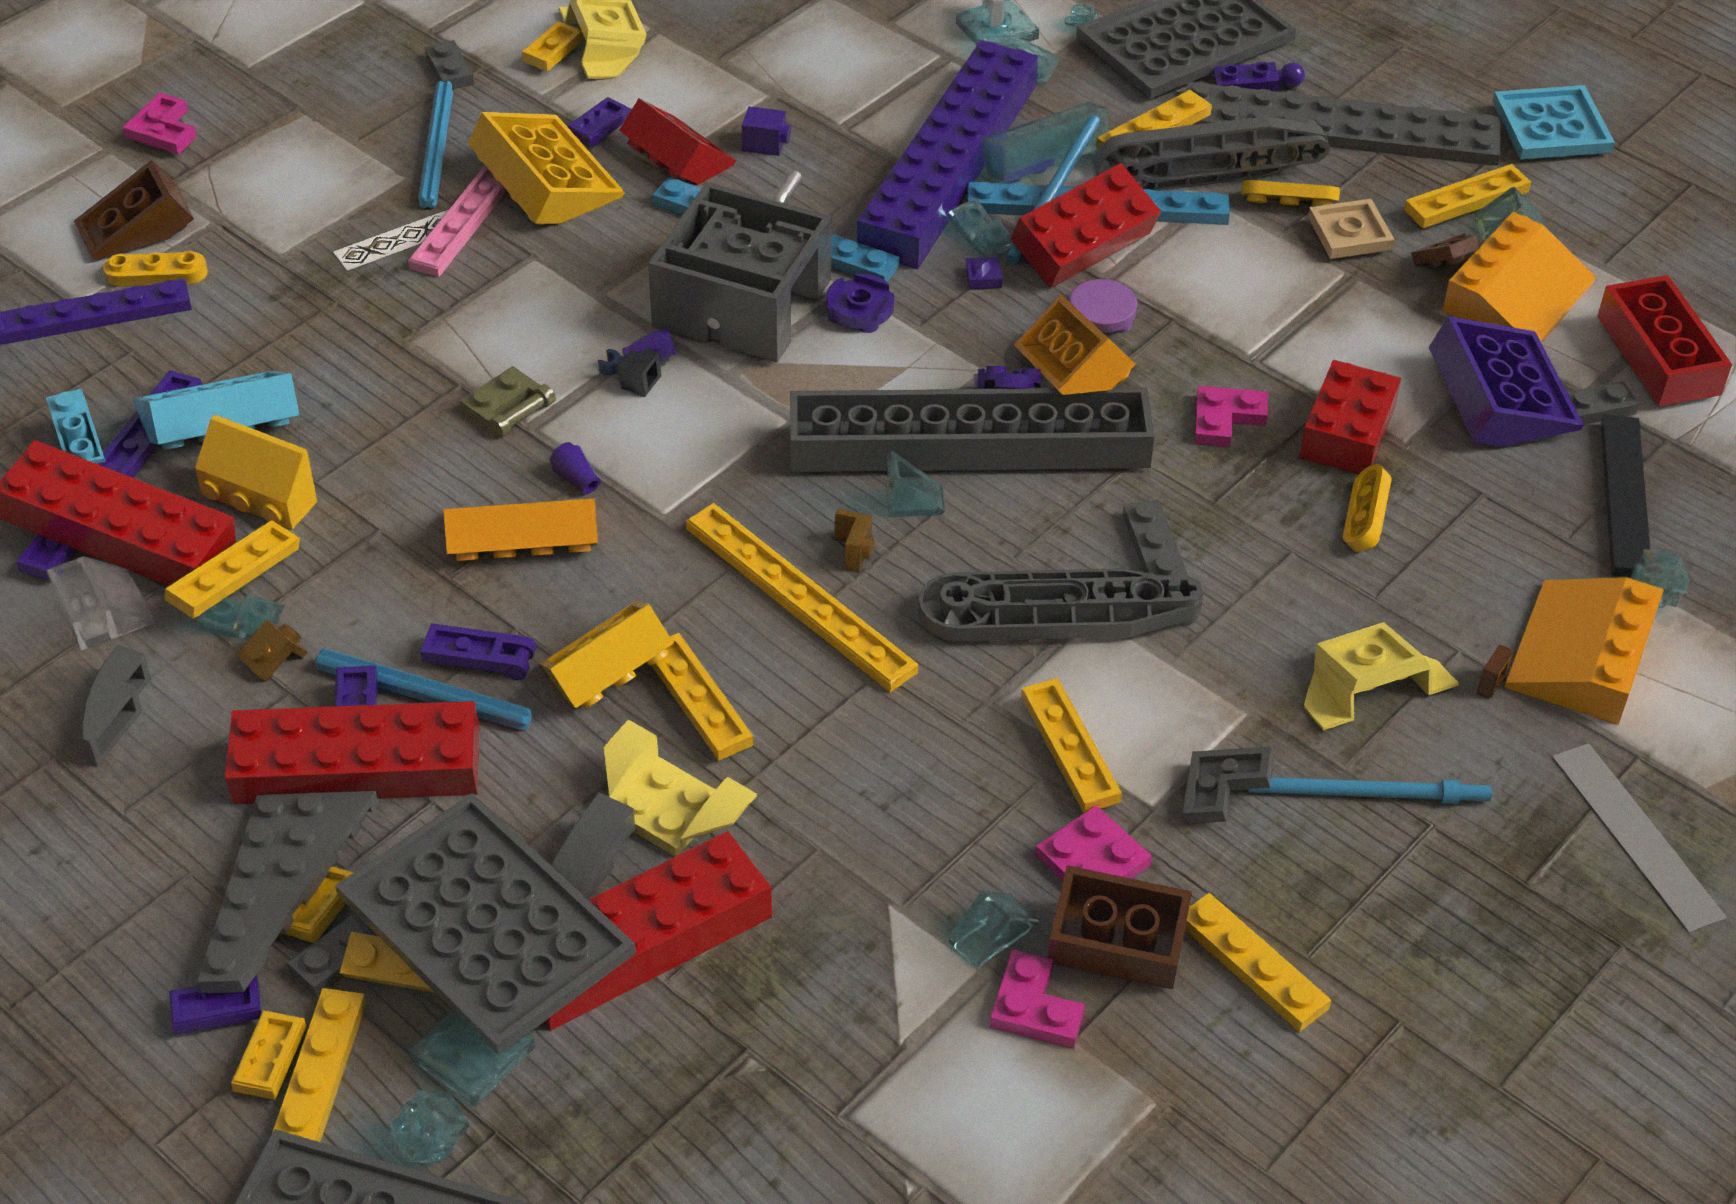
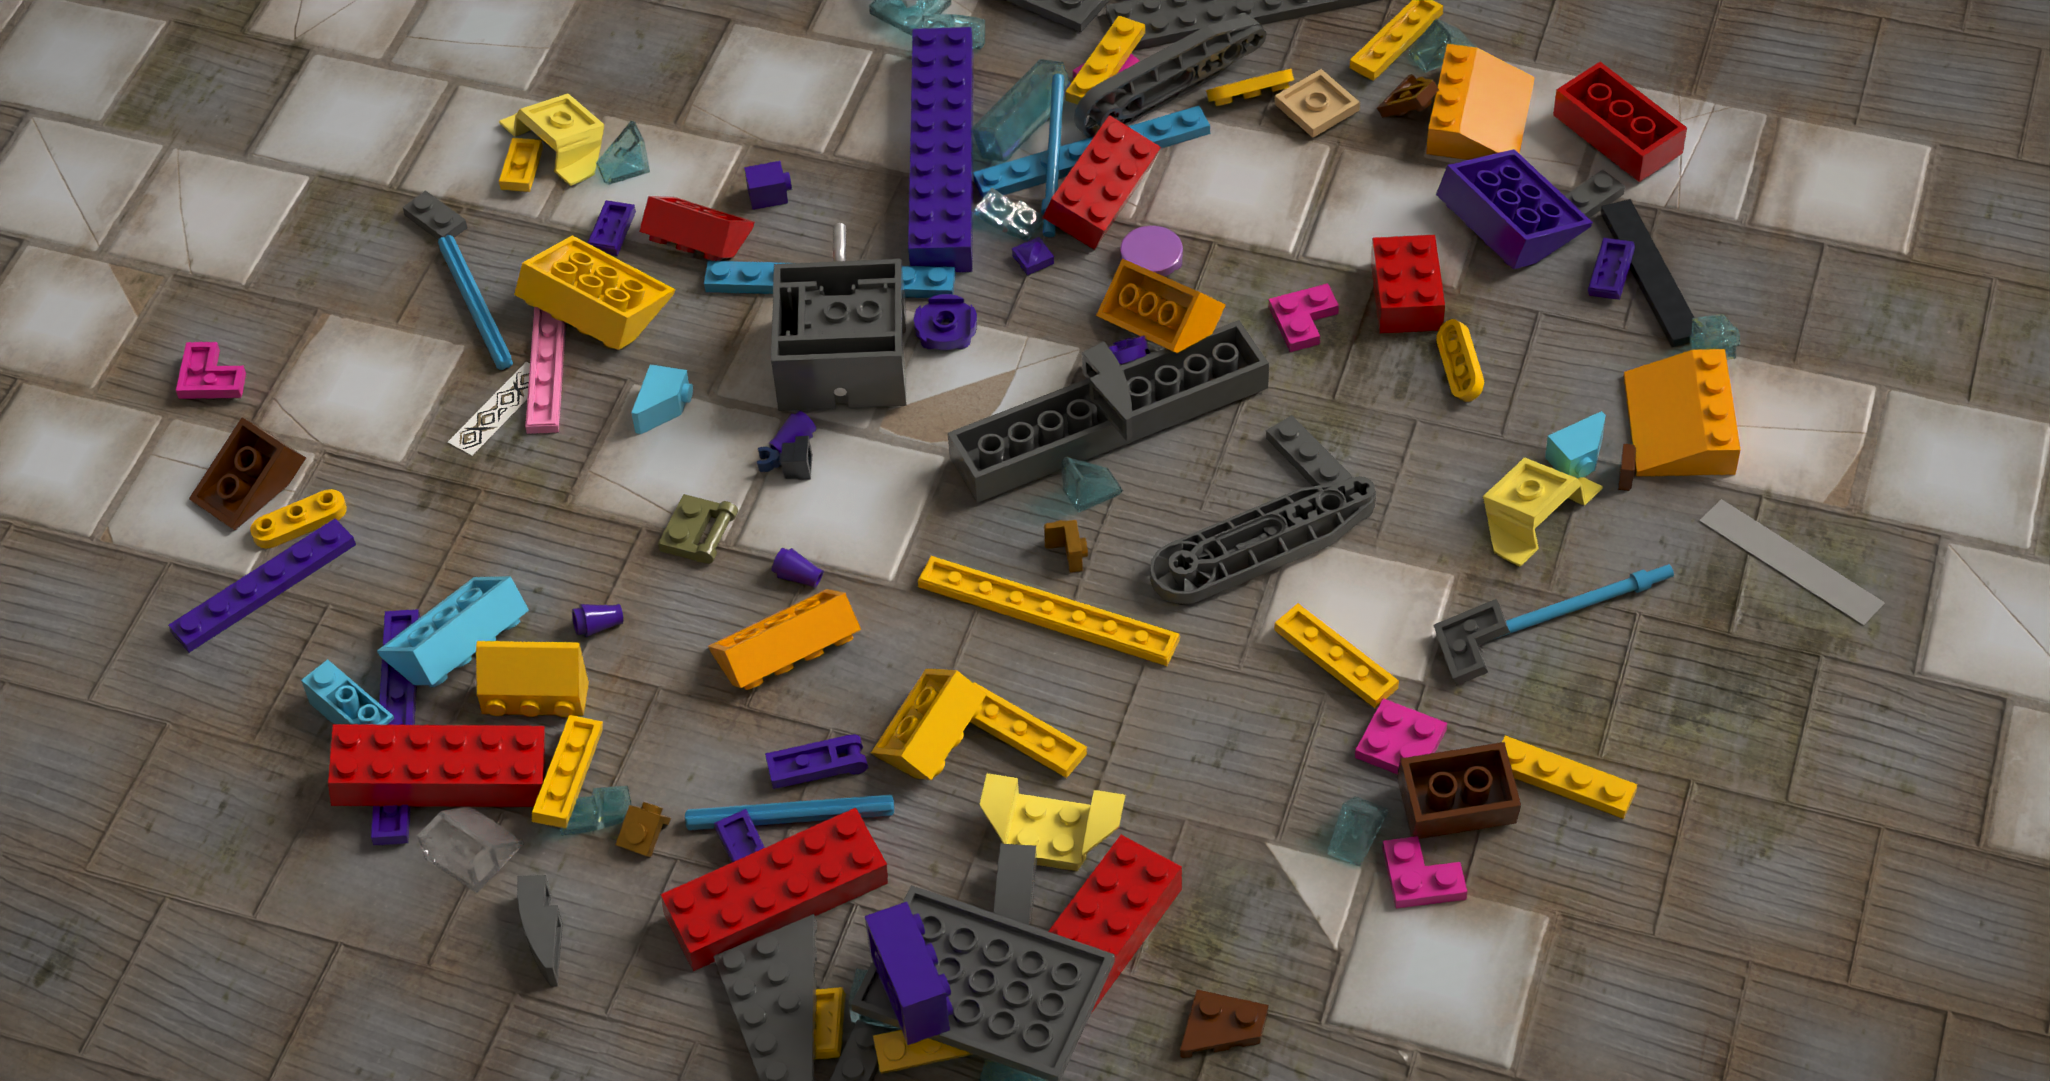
camera: 20 degrees left, 5 degrees up
(357, 445) = (595, 618): none -> dark purple cone
(397, 872) = (909, 972): none -> dark purple brick
(545, 276) = (661, 397): none -> medium azure slope
(650, 68) = (624, 157): none -> clear light blue slope
(728, 1070) = (1222, 1023): none -> reddish brown wing
(971, 401) = (1108, 387): none -> dark grey slope
(1450, 632) = (1576, 446): none -> medium azure slope
(1581, 476) = (1611, 268): none -> dark purple plate

